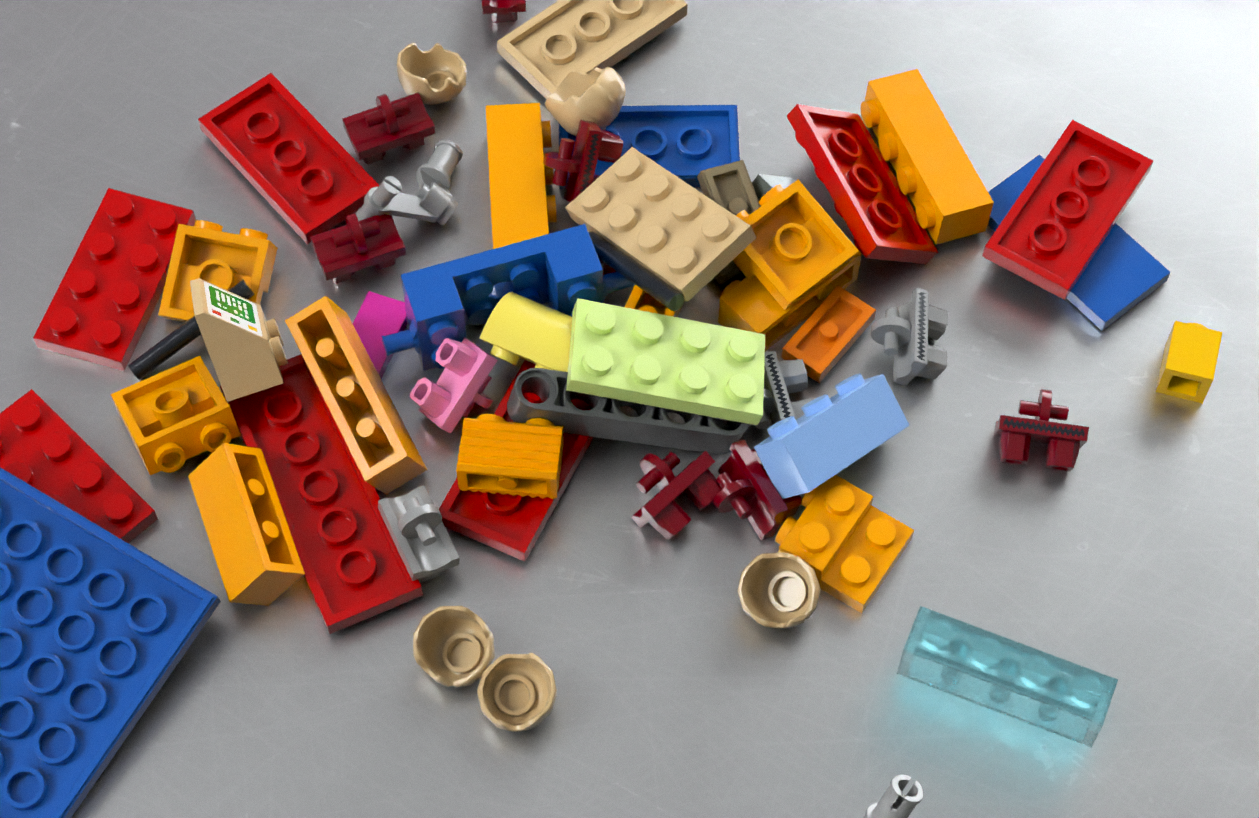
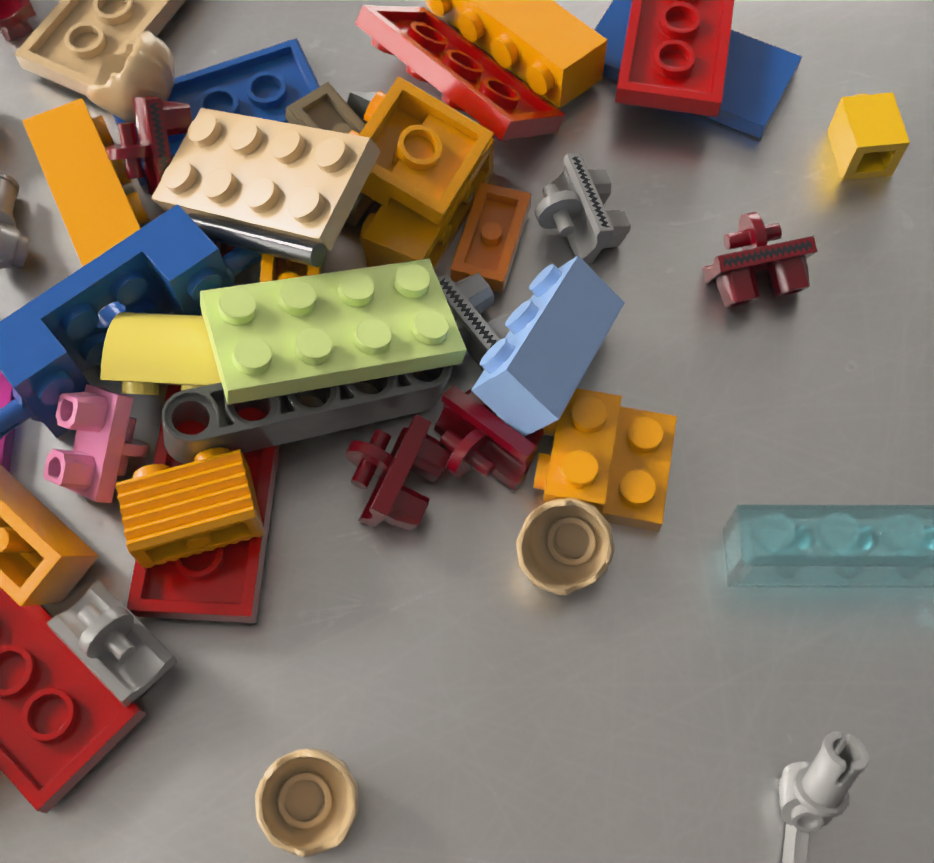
camera: 20 degrees left, 5 degrees up
(453, 646) = (206, 773): tan hair -> none

